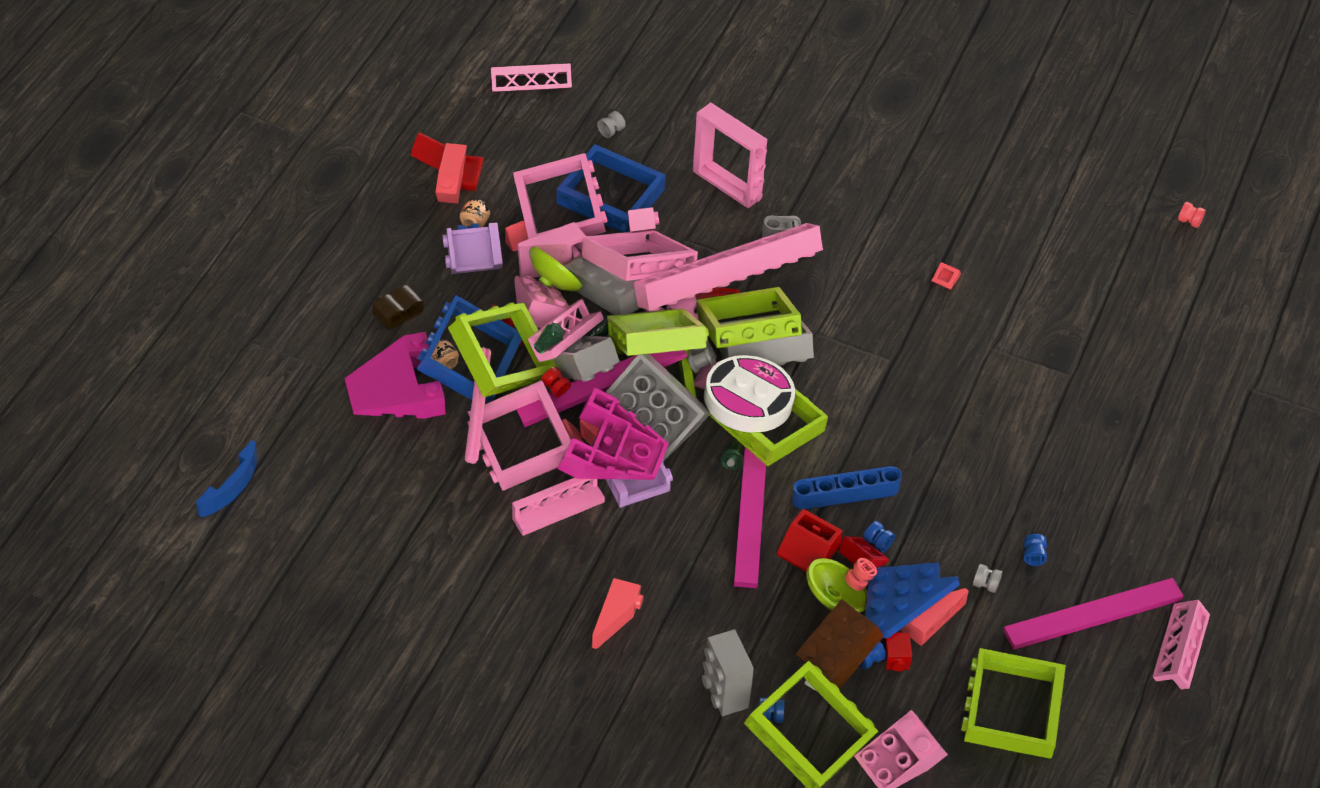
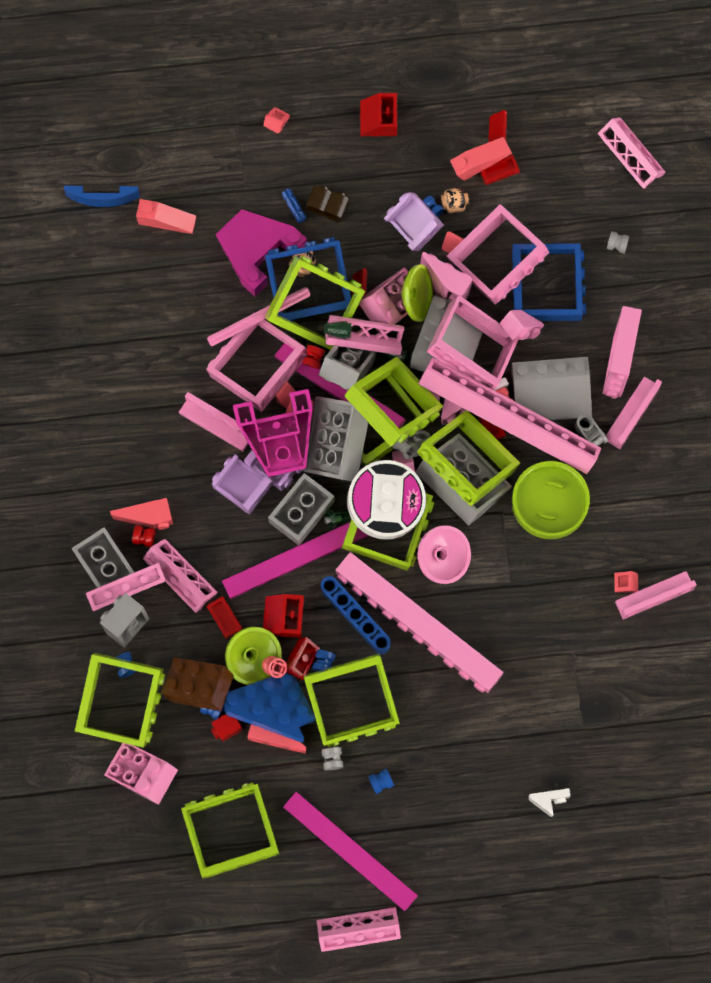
camera: 65 degrees right, 25 degrees up
(273, 308) = (276, 120): none -> coral slope
(298, 442) = (164, 217): none -> coral slope
(342, 223) = (379, 115): none -> red slope
(376, 335) = (294, 205): none -> blue axle
(638, 624) = (143, 536): none -> red wheel
(642, 516) = (241, 484): none -> lavender panel
(647, 670) = (102, 558): none -> light grey brick
(690, 657) = (129, 584): none -> bright pink fence
(703, 616) = (177, 577): none -> bright pink fence
(706, 474) = (301, 509): none -> light grey brick
(720, 225) = (553, 387): none -> light grey slope
(774, 601) = (224, 617): none -> red tile
(786, 190) = (632, 412): none -> bright pink fence
(830, 286) = (550, 500): none -> lime brick
(832, 385) = (453, 558): none -> bright pink dish
(888, 441) = (419, 623): none -> bright pink brick
(947, 496) = (368, 729): none -> lime window
(974, 260) = (655, 595): none -> bright pink fence
(1132, 430) = (543, 799): none -> white slope

